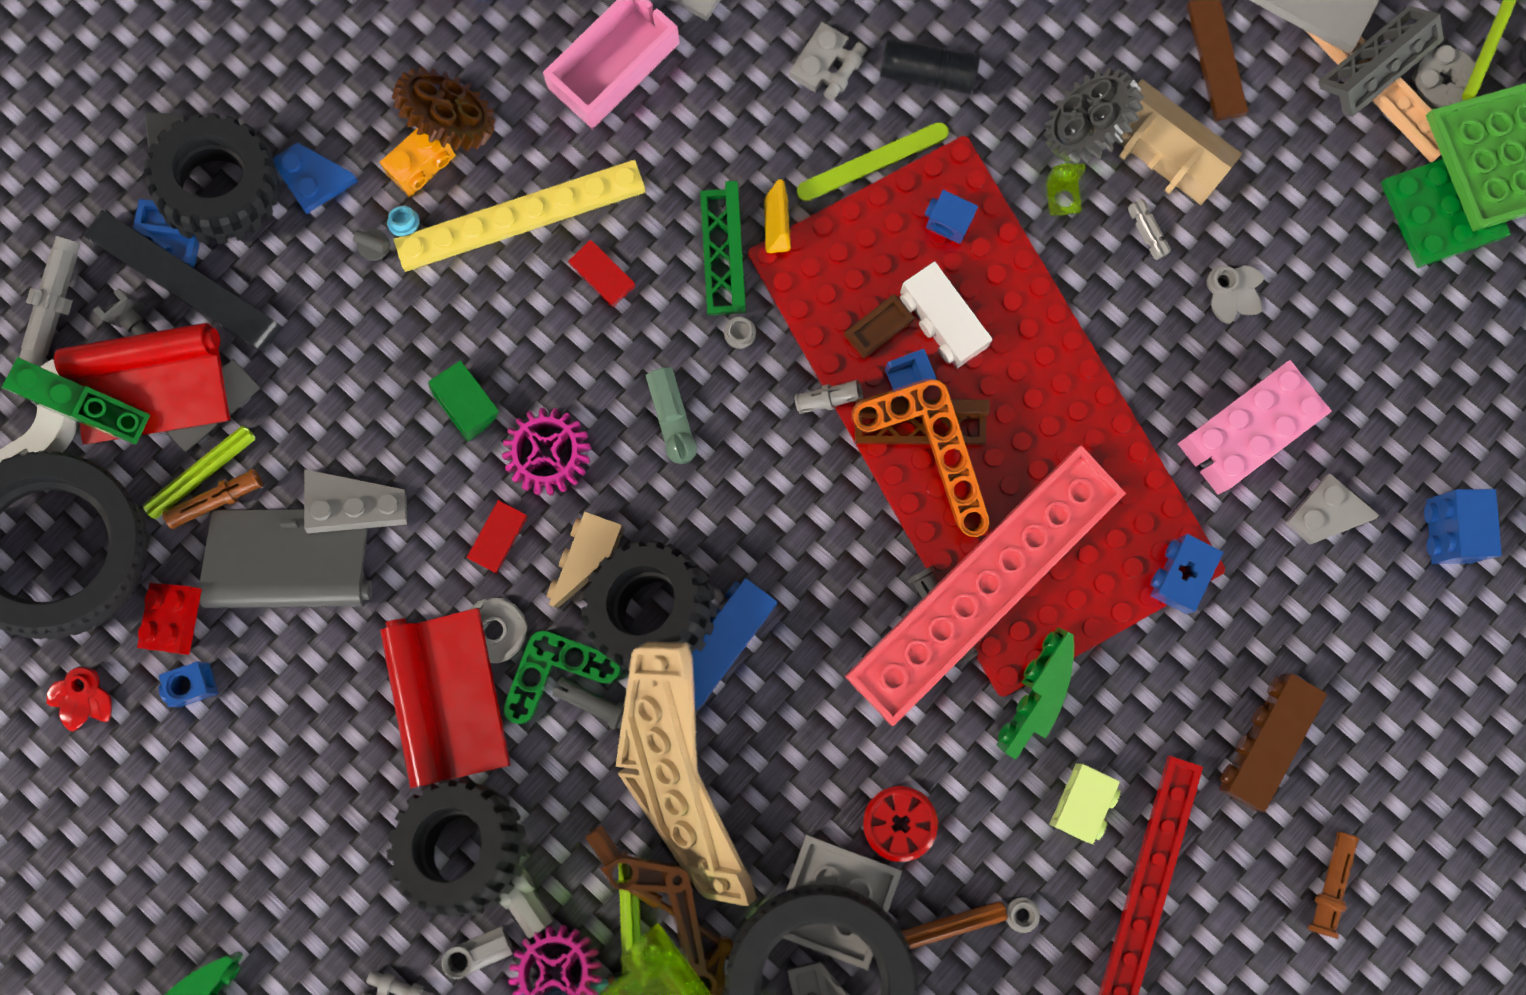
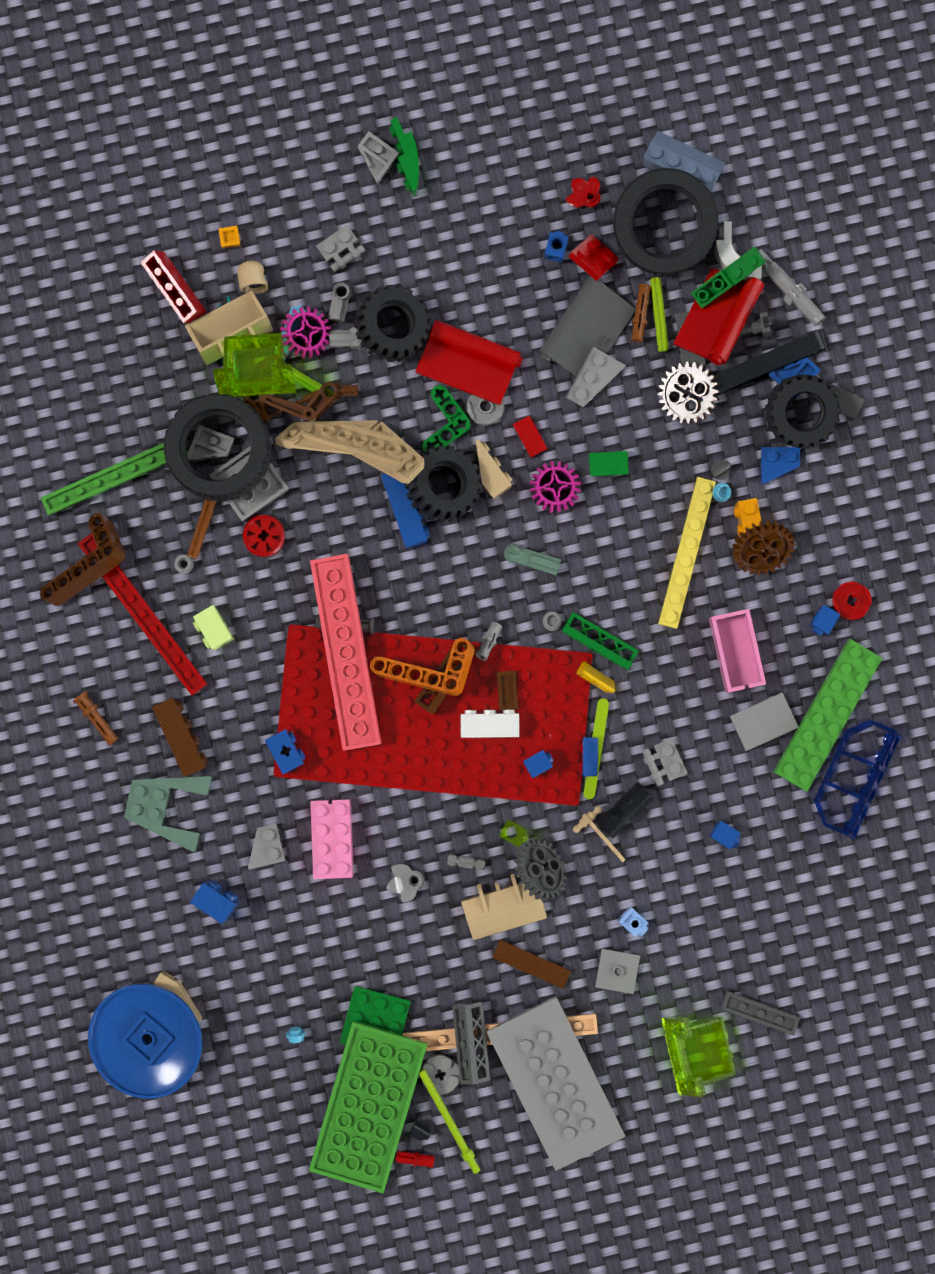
camera: 130 degrees right, 5 degrees up
(255, 354) = (696, 377): none -> gear
(591, 702) = (419, 429): dark grey pin -> none
(601, 273) = (629, 573): red tile -> none
(891, 160) = (590, 756): none -> blue slope
(909, 369) = (472, 688): blue panel -> none
(976, 107) = (587, 820): none -> tan piece
(1049, 682) = (279, 648): green slope -> none
(1394, 721) = (149, 802): none -> sand green wing

